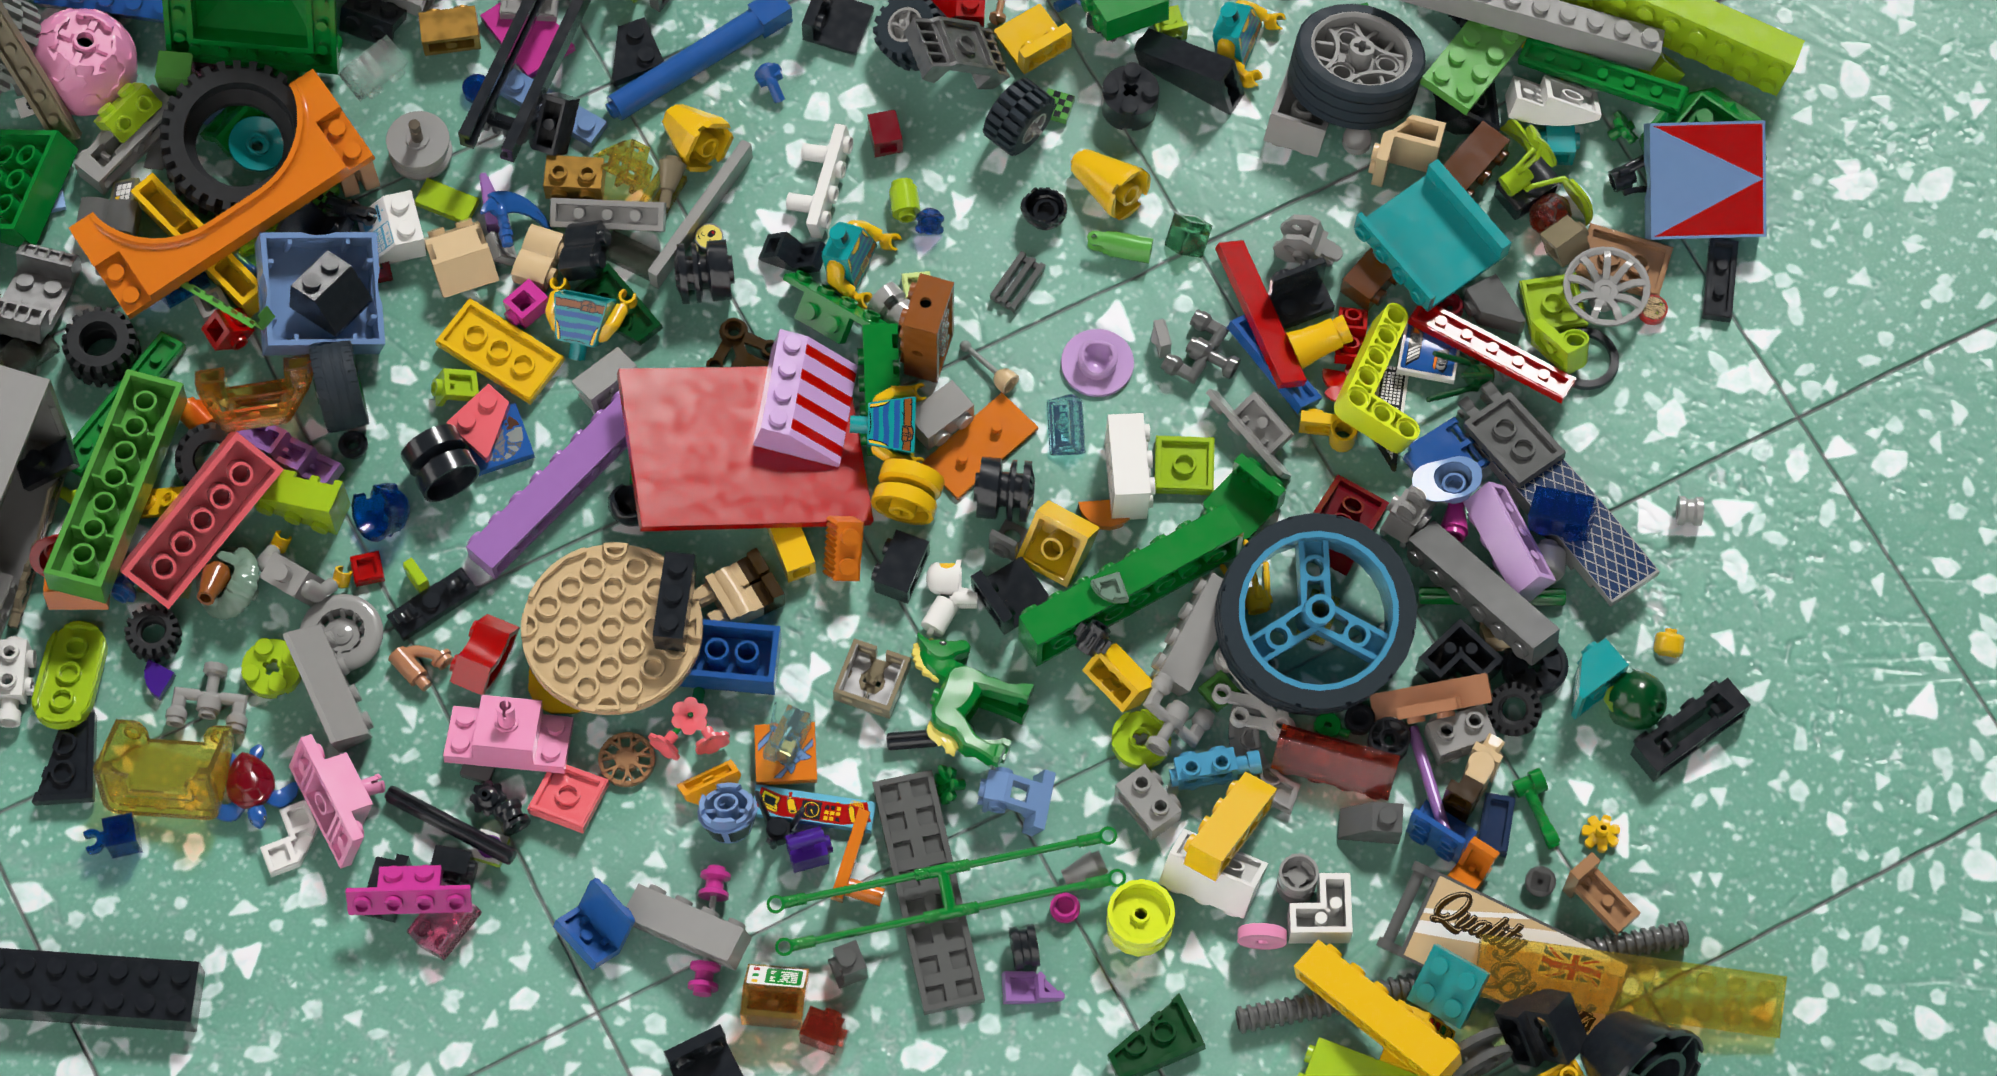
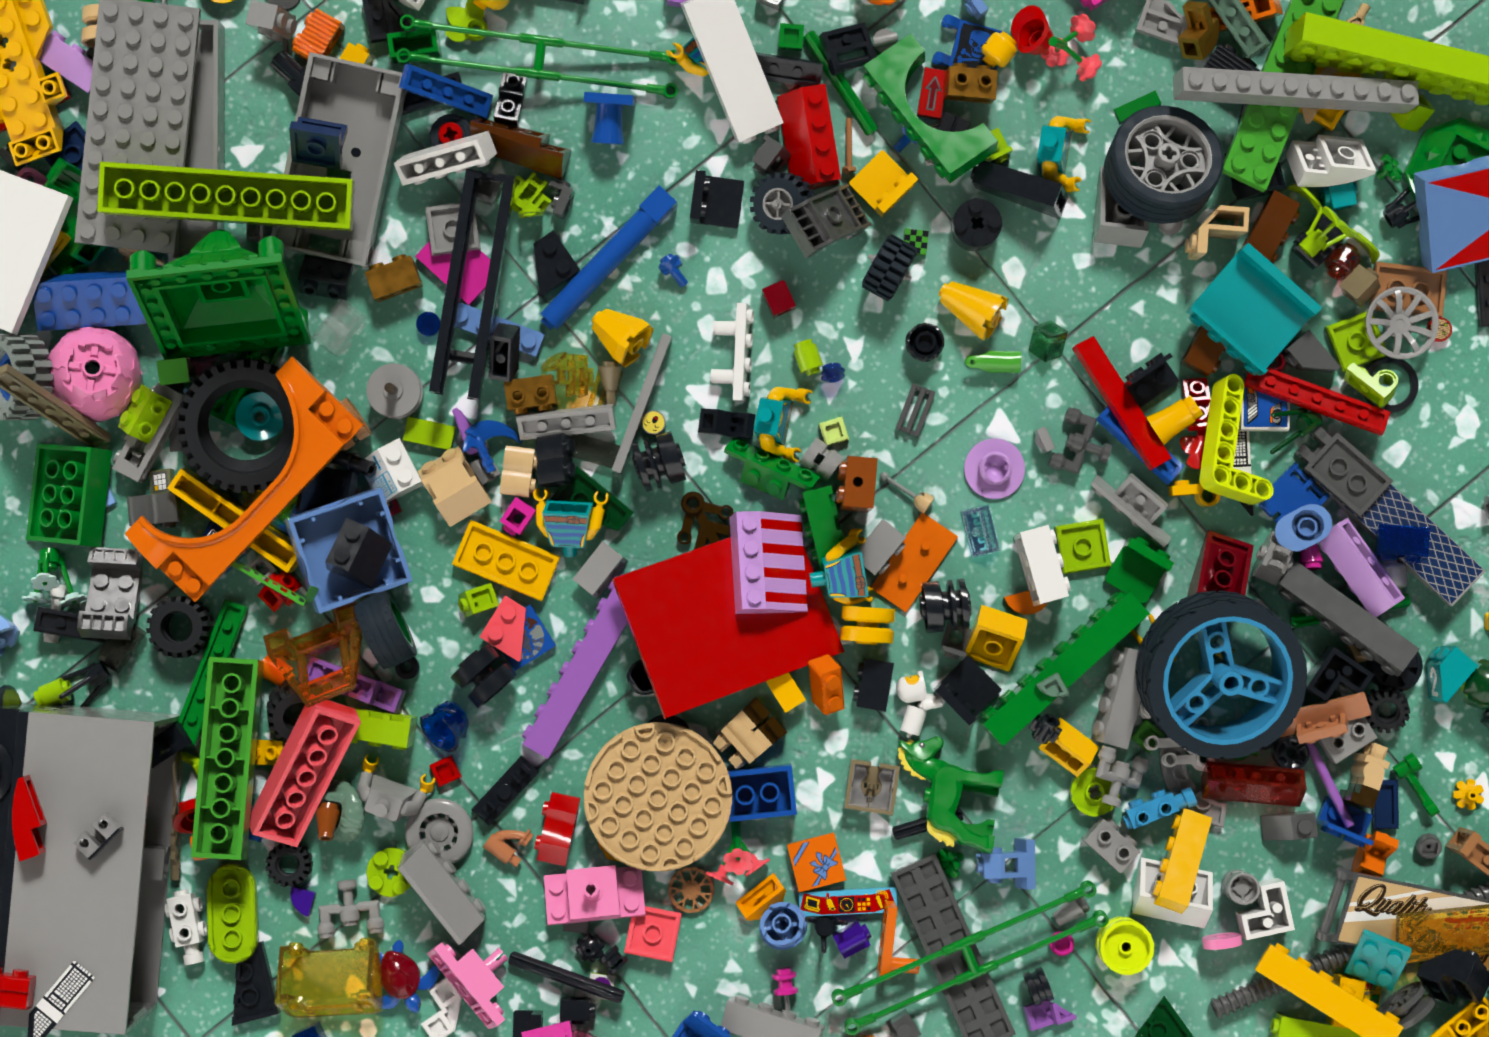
camera: 15 degrees left, 20 degrees up
(415, 575) = (487, 773): lime tile -> none
(674, 601) = (705, 772): black brick -> none
(788, 736) = (818, 855): clear light blue piece -> none
(1305, 241) = (1149, 332): light grey hinge -> none
(1603, 76) = (1371, 130): green tile -> none

